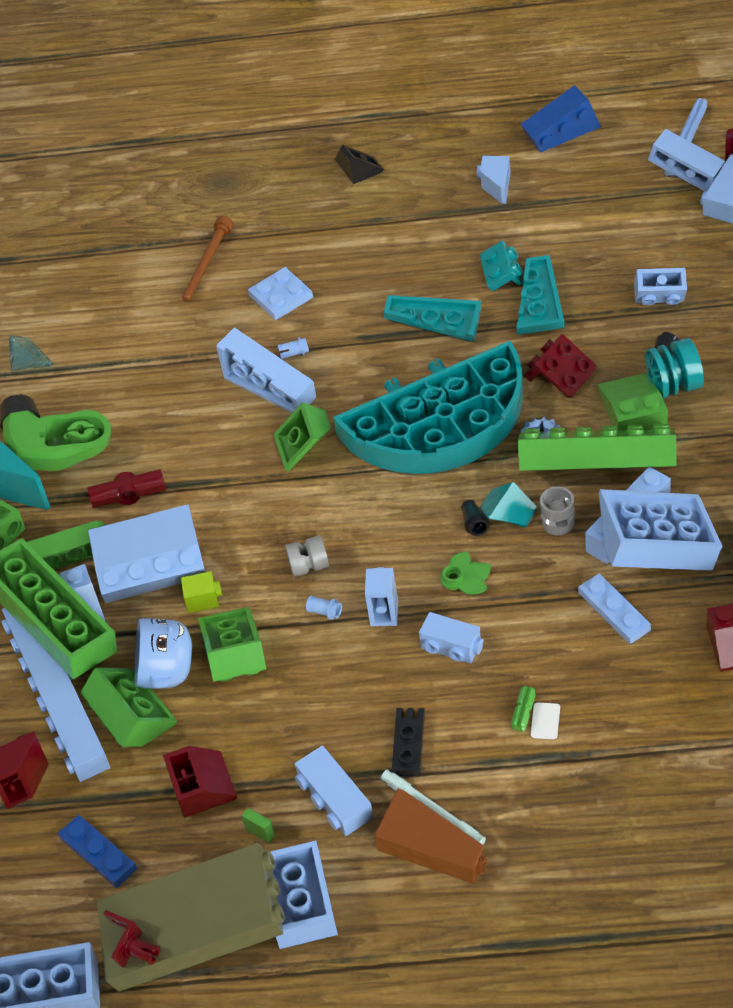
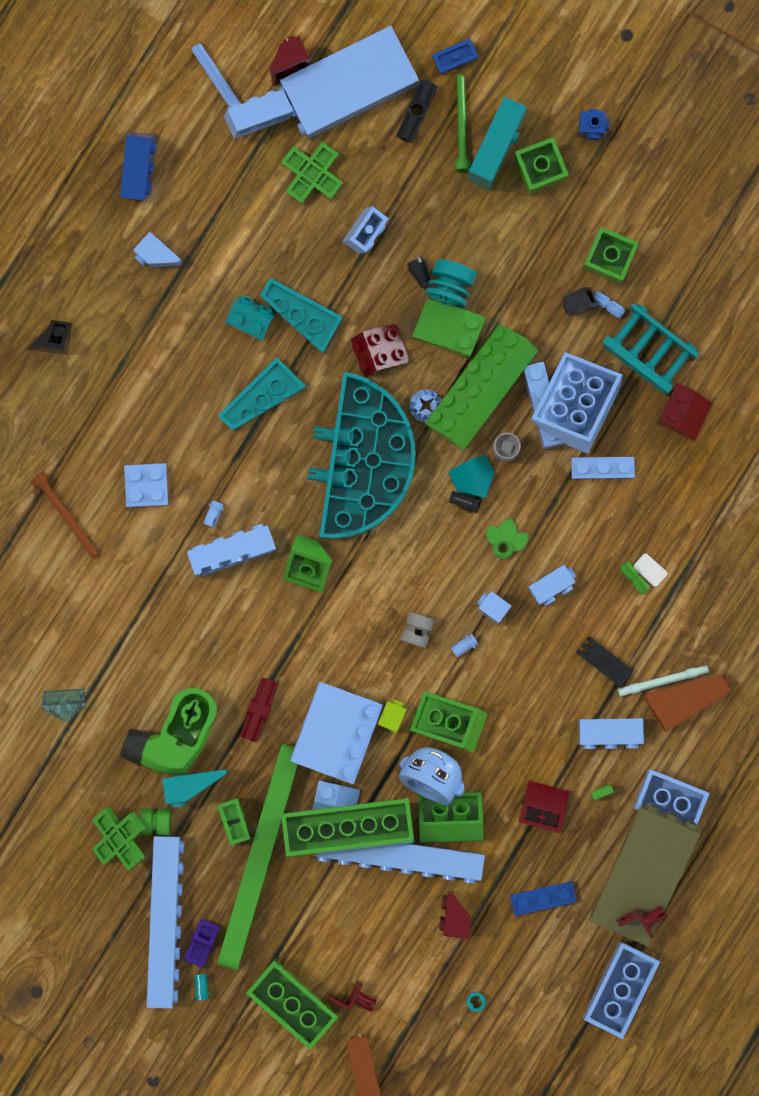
camera: 60 degrees left, 35 degrees up
(674, 229) = (312, 173): none -> bright green plate

